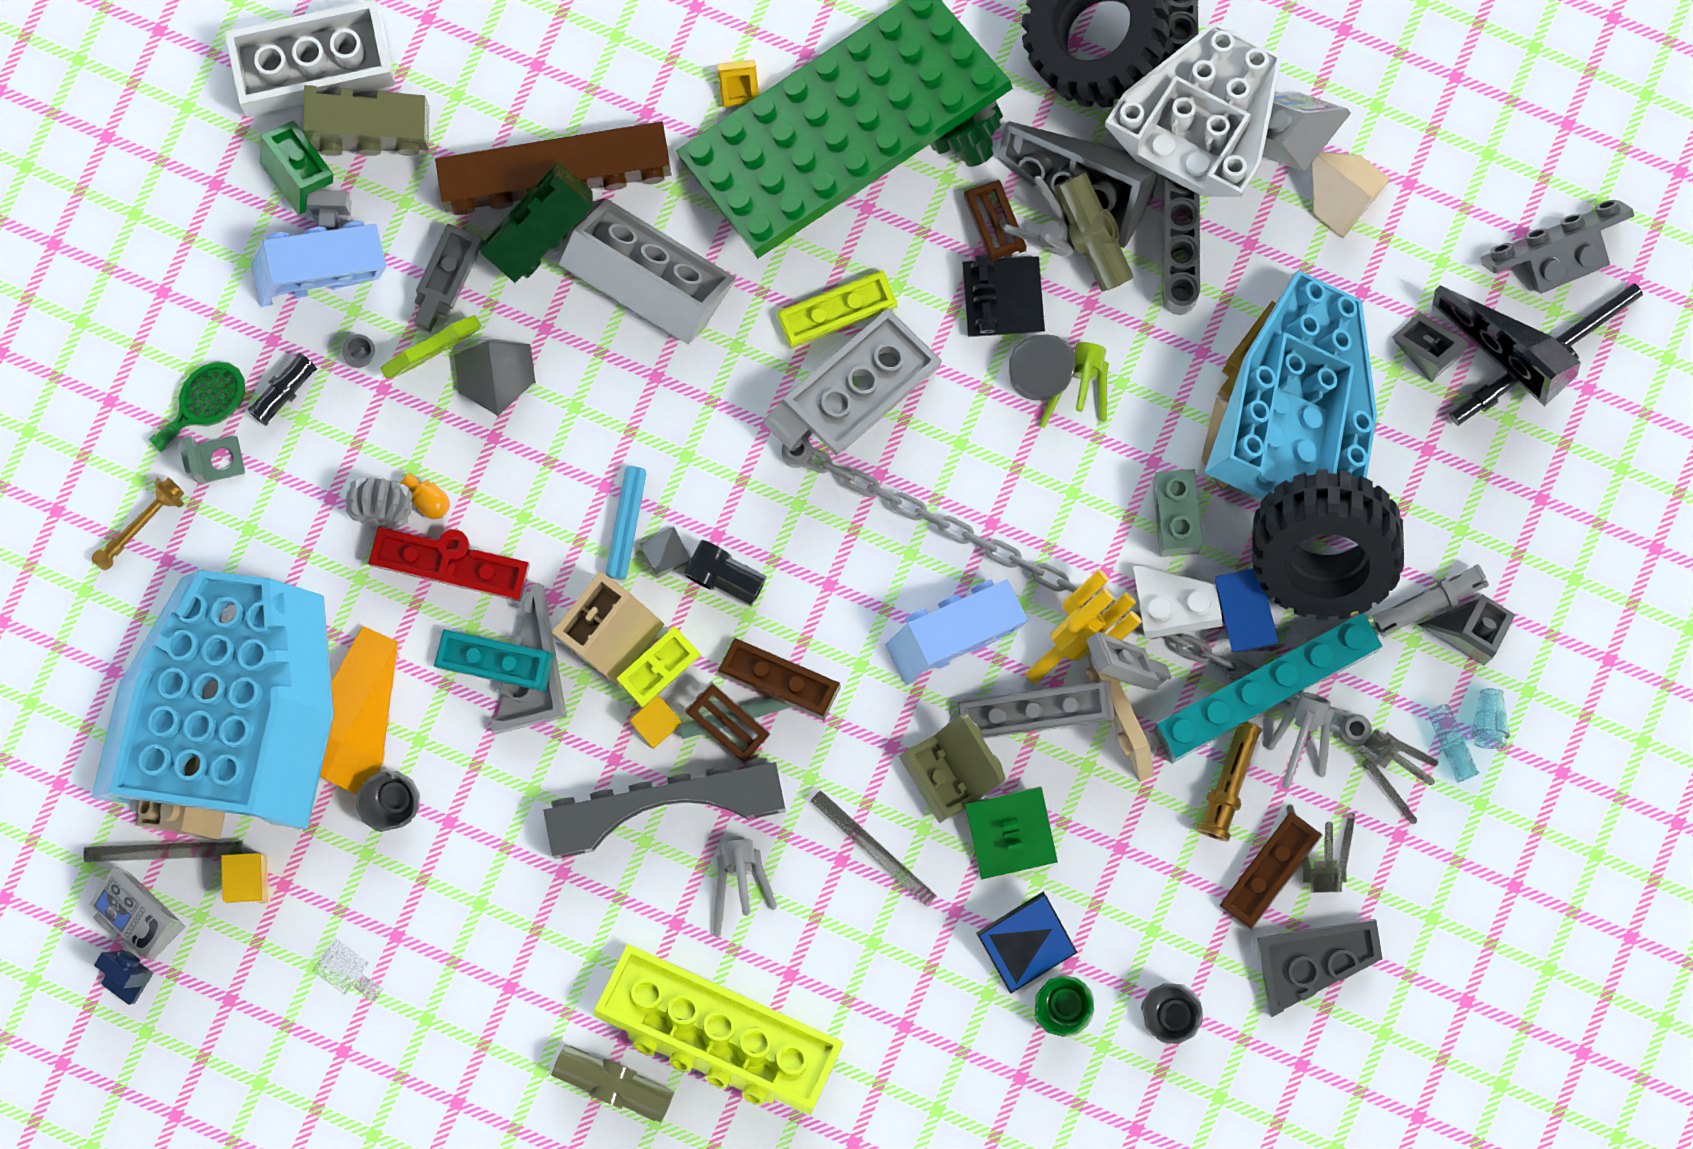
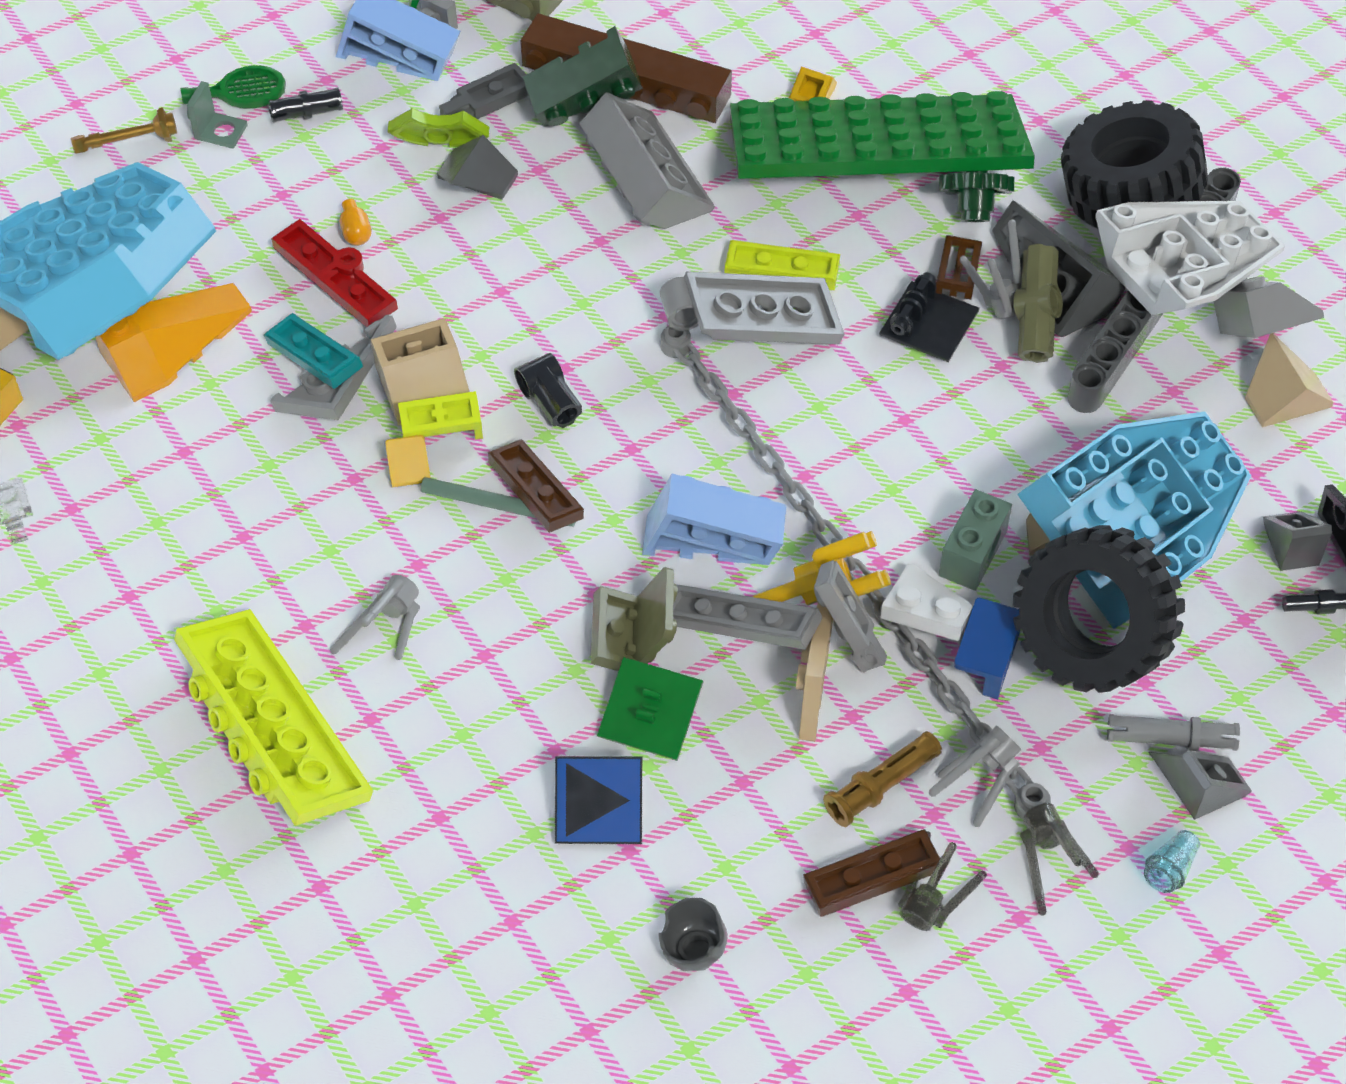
camera: 30 degrees right, 25 degrees down
(353, 346) = (381, 108): dark grey hinge -> none
(379, 502) = (313, 199): light grey gear -> none
(388, 801) = (145, 399): dark grey hair -> none
(584, 825) = (292, 503): dark grey arch -> none
(612, 1083) = (149, 709): olive piece -> none
(626, 522) = (497, 318): medium azure axle -> none
(665, 552) = (511, 354): dark grey slope -> none
(703, 700) = (476, 521): reddish brown tile -> none
(873, 848) = (519, 659): clear smoke bar -> none
(1041, 367) = (926, 379): dark grey piece -> none
(1064, 1006) = (595, 873): green hair -> none
(1088, 365) = (967, 399): lime plant -> none
(1267, 687) = (894, 709): teal arch -> none
(1311, 959) = (864, 973): dark grey wing -> none
(1452, 742) = (1122, 862): clear light blue axle -> none

